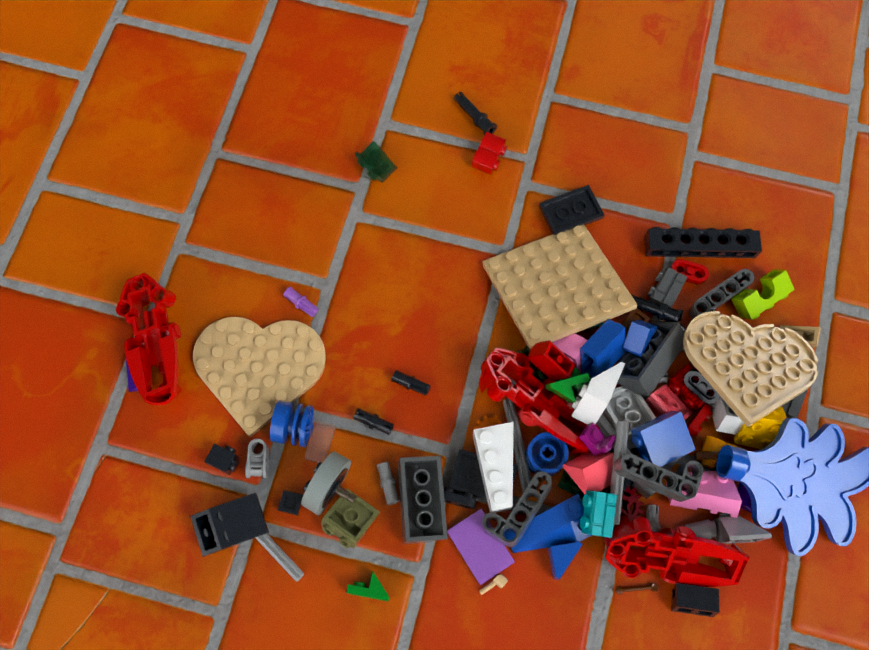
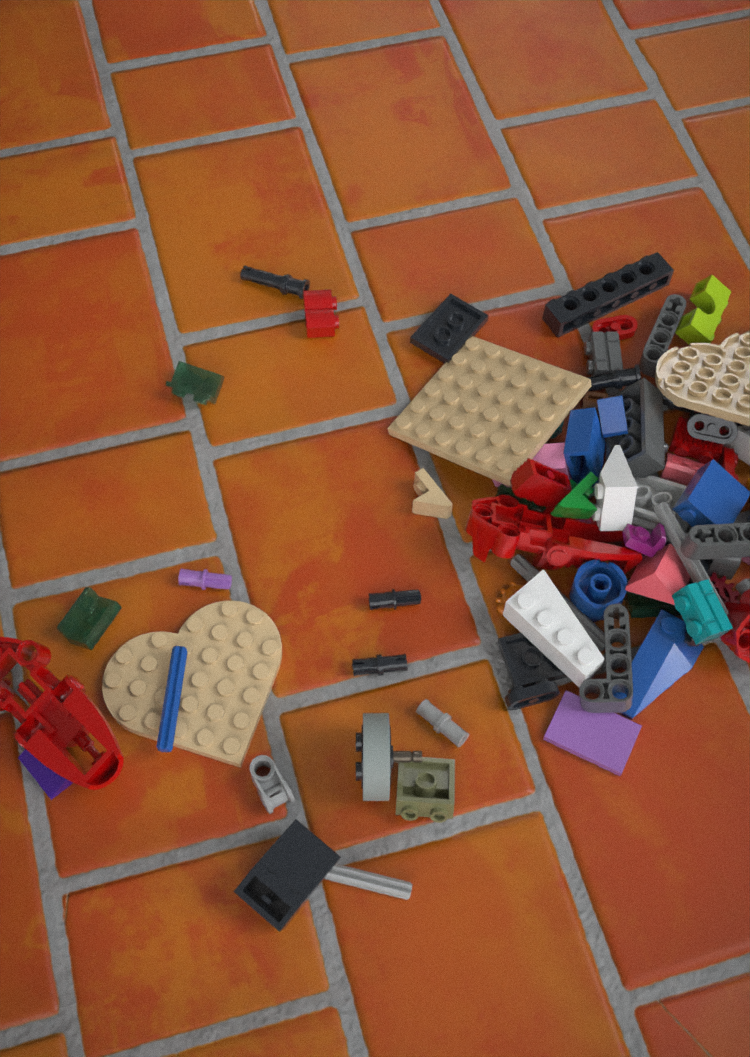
camera: 30 degrees left, 10 degrees down
(214, 289) = (88, 619): none -> clear green bracket
(223, 459) = (226, 808): black brick -> none
(230, 372) = (172, 699): none -> blue axle
(290, 423) = (288, 716): blue wheel -> none
(290, 503) = (342, 811): black plate -> none
(320, 442) = (331, 724): clear tile -> none
(374, 591) = (509, 851): green slope -> none
(422, 499) = (495, 716): dark grey slope -> none
(478, 329) = (431, 498): none -> tan slope
(499, 580) = (638, 756): tan hand -> none
(561, 557) = (688, 691): blue slope -> none

